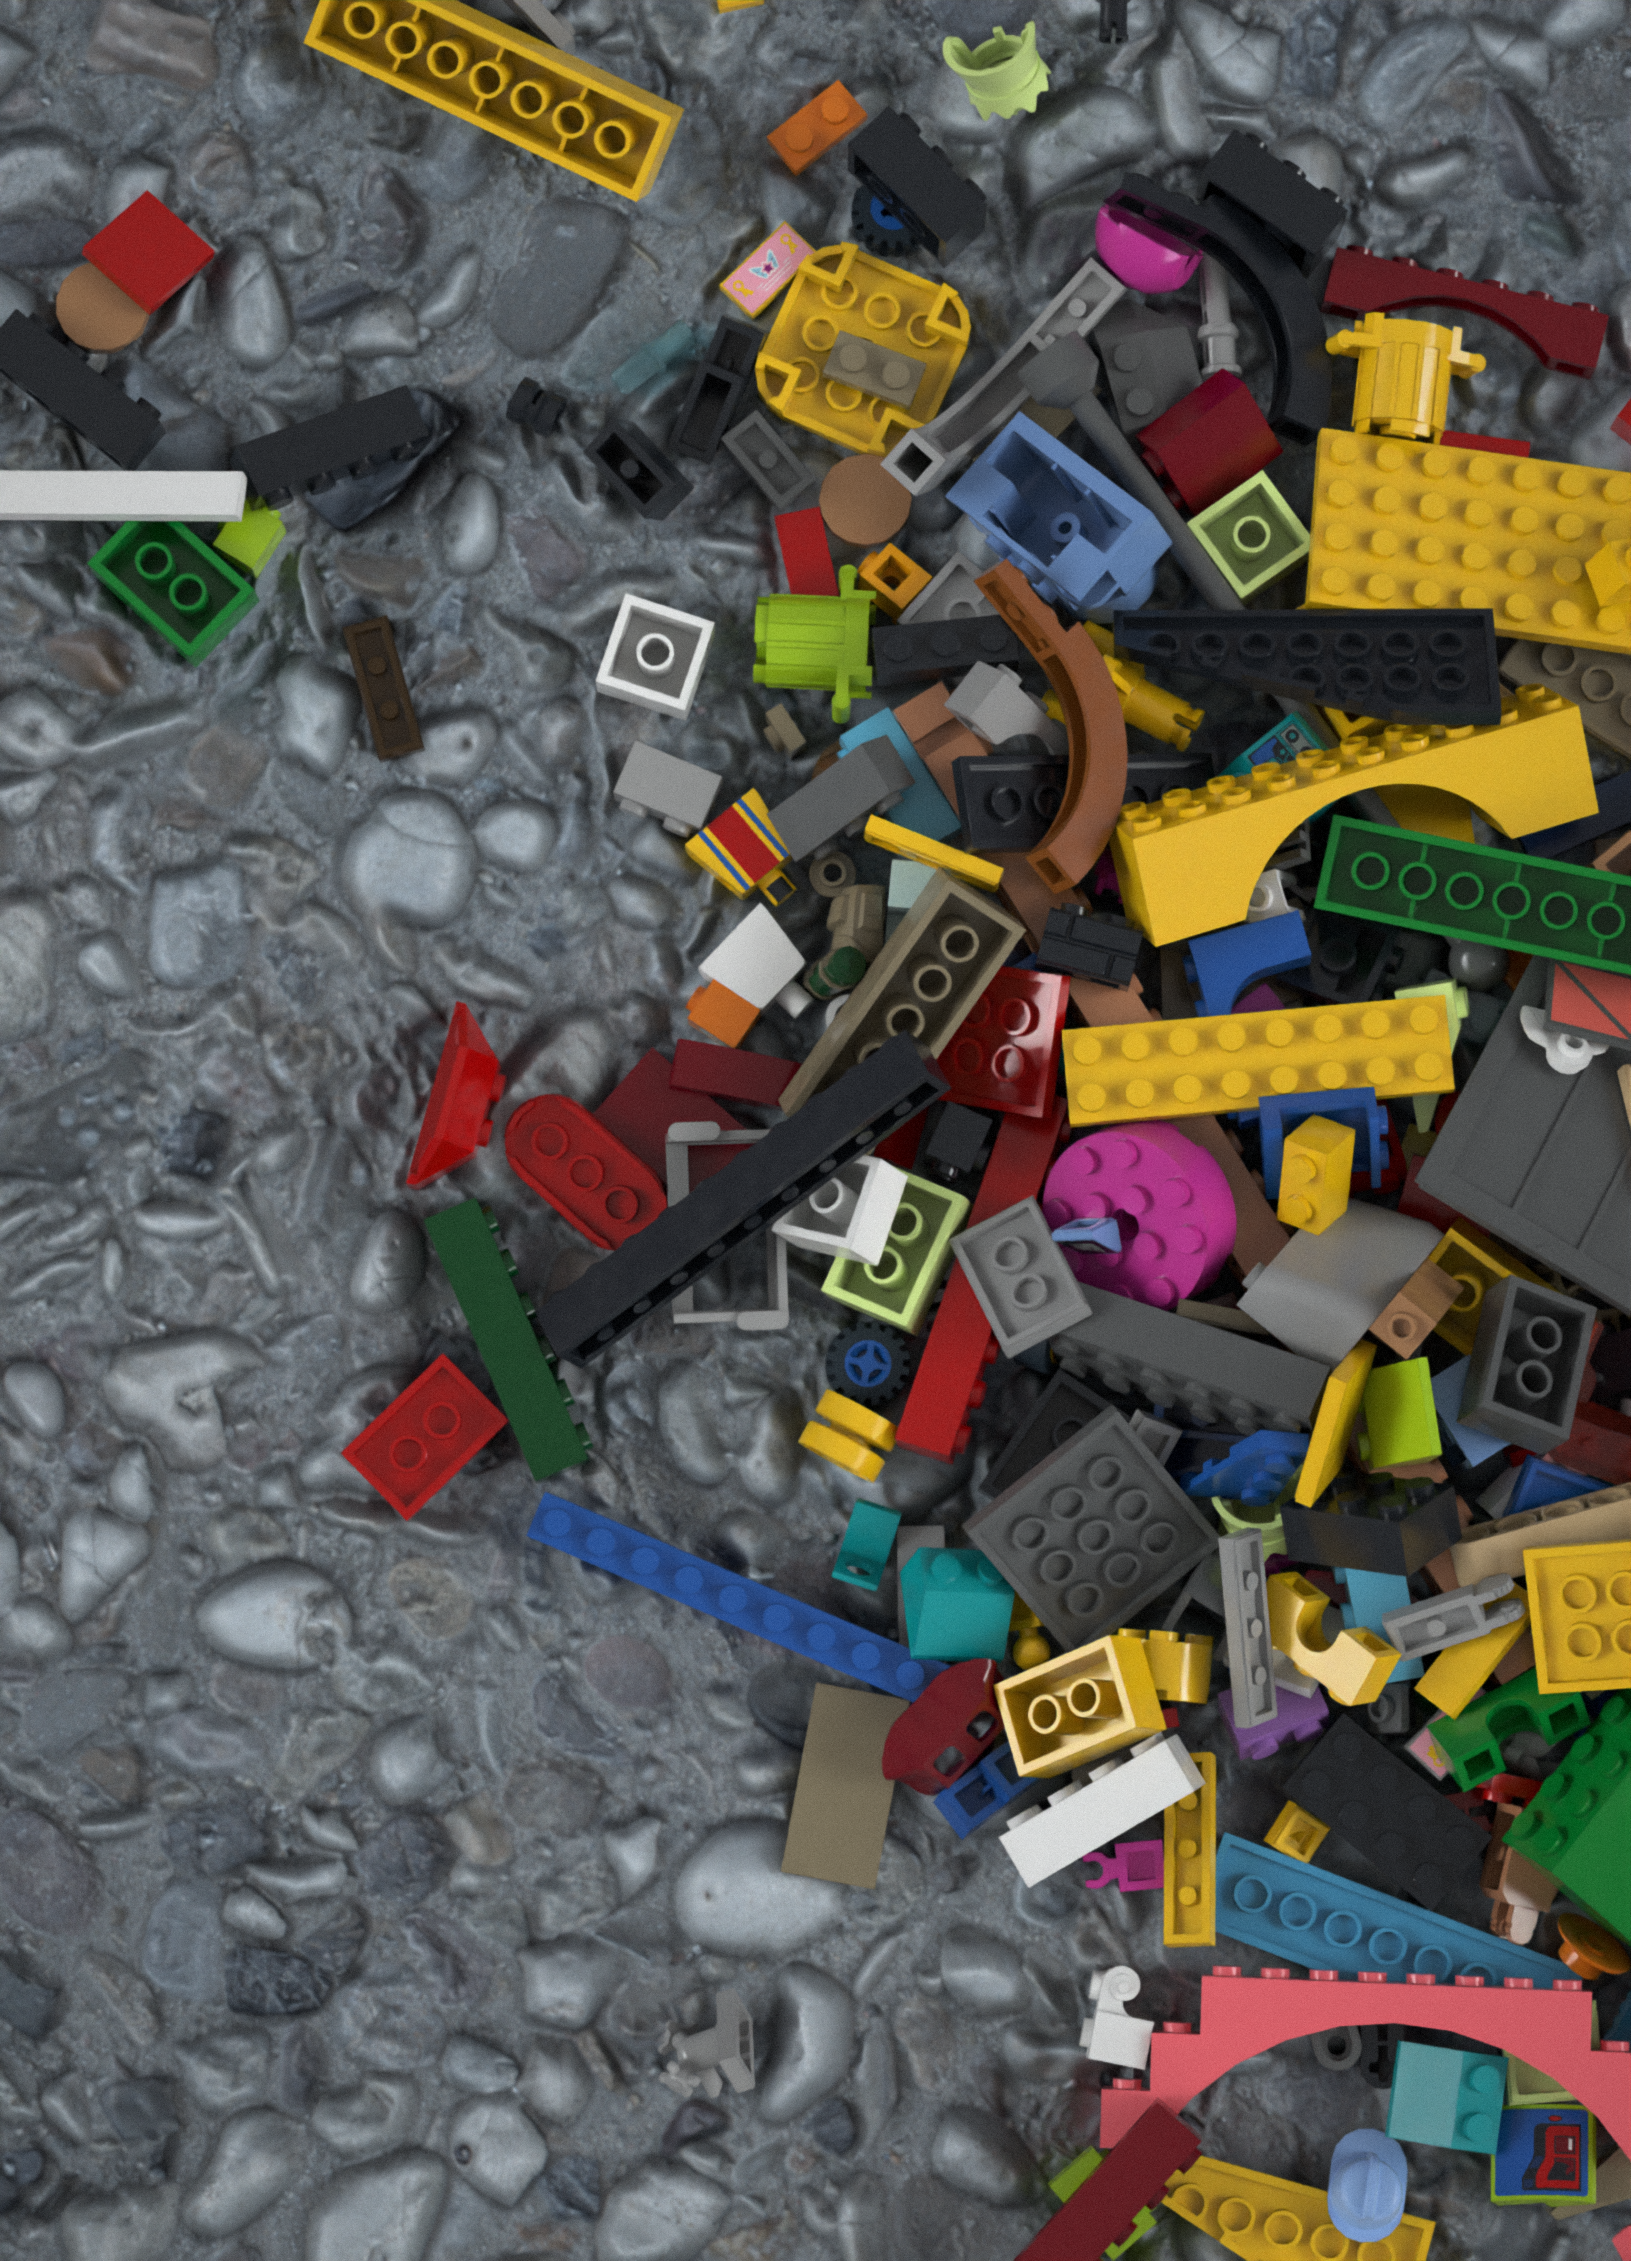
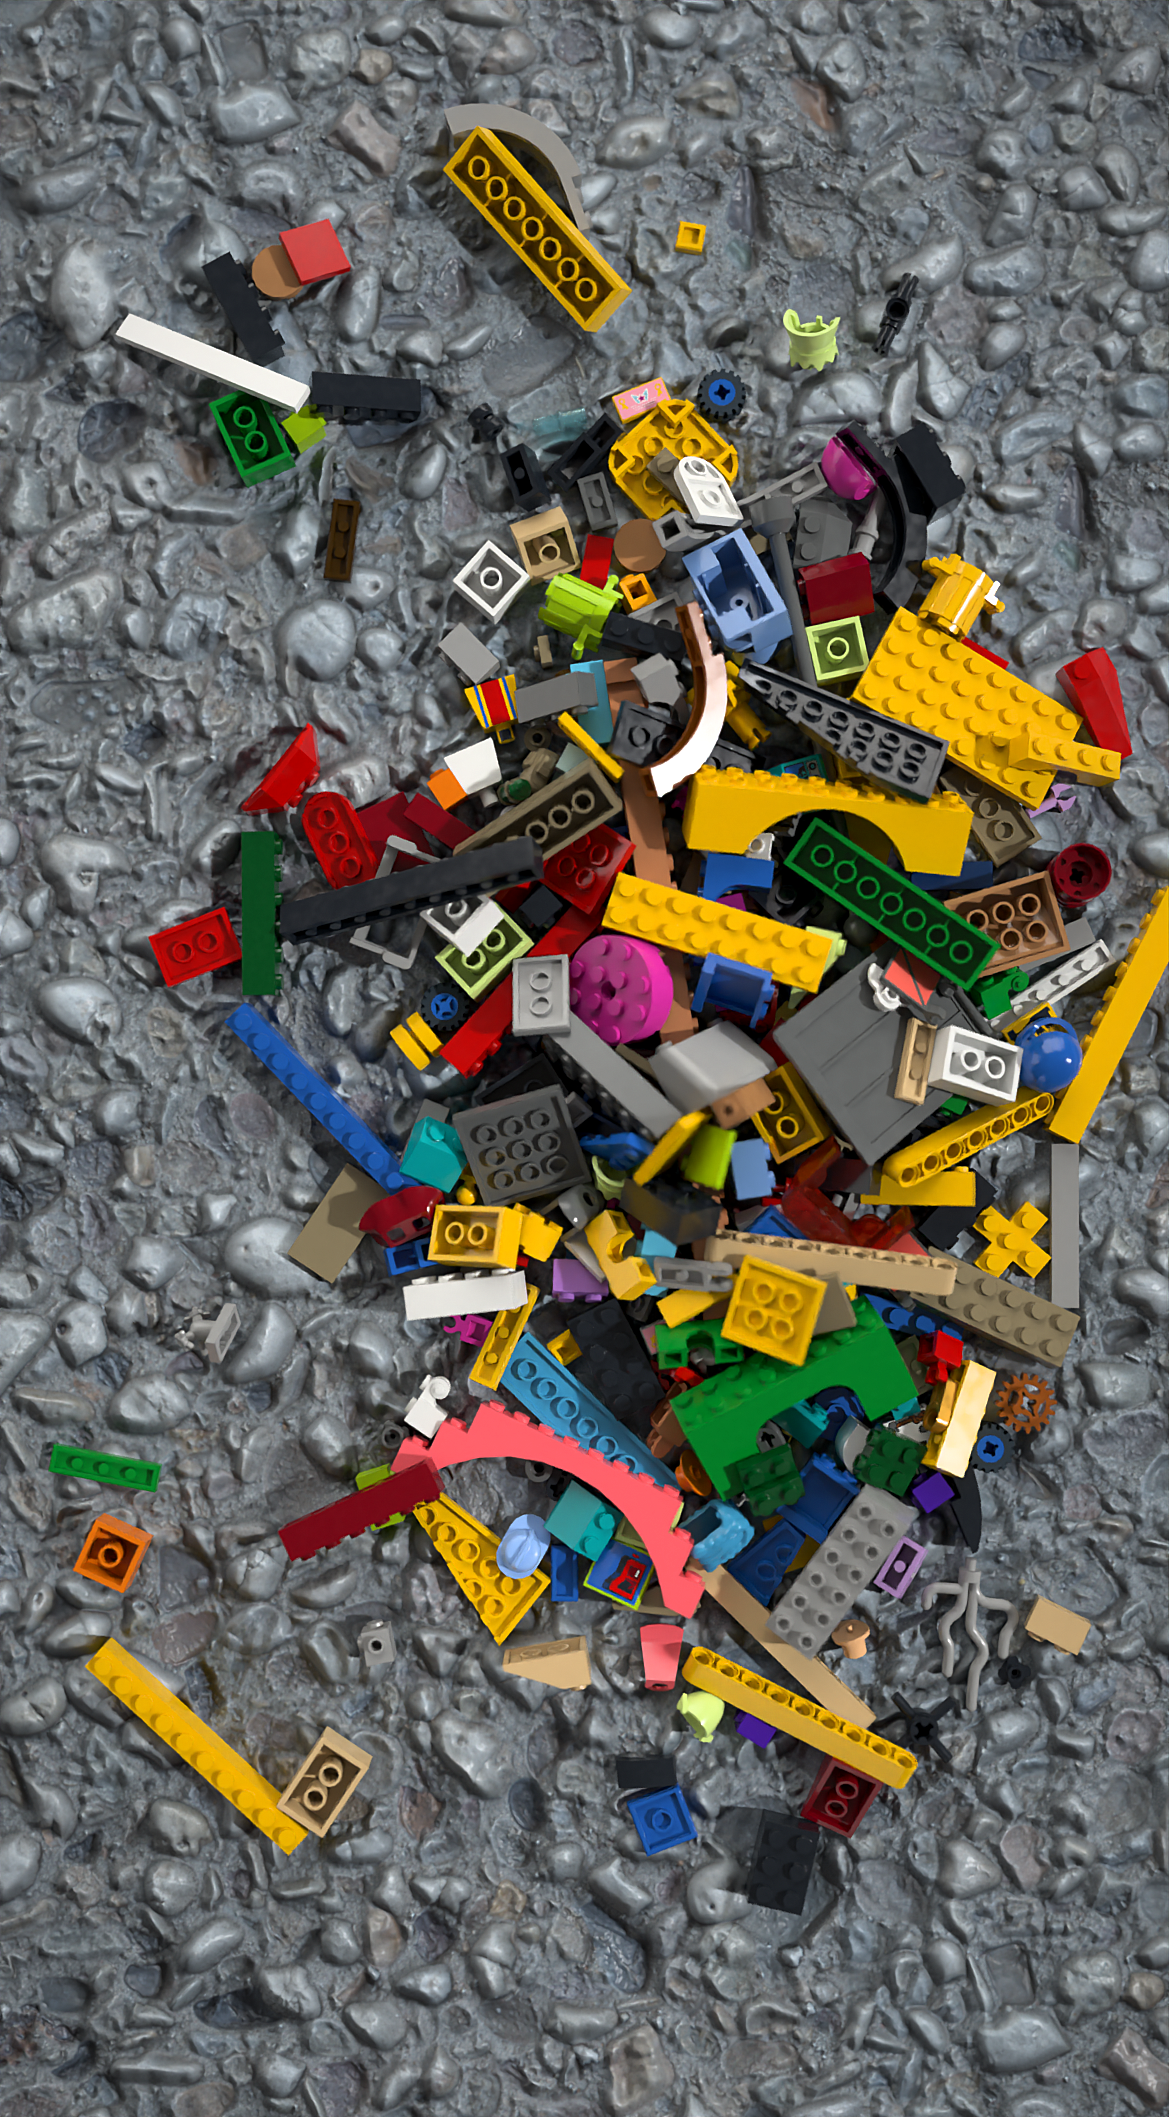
camera: 30 degrees right, 5 degrees up
(715, 561) = (546, 545): none -> tan slope
(817, 128) = (700, 334): orange plate -> none
(867, 1543) = (404, 1101): teal bracket -> none
(917, 185) = (739, 381): black brick -> none
(940, 377) = (706, 493): none -> white tile
(1069, 2086) = (391, 1428): none -> dark grey plate
(1089, 946) = (653, 833): black brick -> none
(1090, 1236) = (587, 988): medium blue slope -> none
(1248, 1627) = (582, 1232): light grey tile -> none
(1316, 1174) = (721, 1007): yellow brick -> none
(1452, 2201) = (564, 1573): none -> blue tile
(1526, 1365) = (790, 1158): dark grey brick -> none
(1556, 333) = (1049, 610): dark red arch -> none

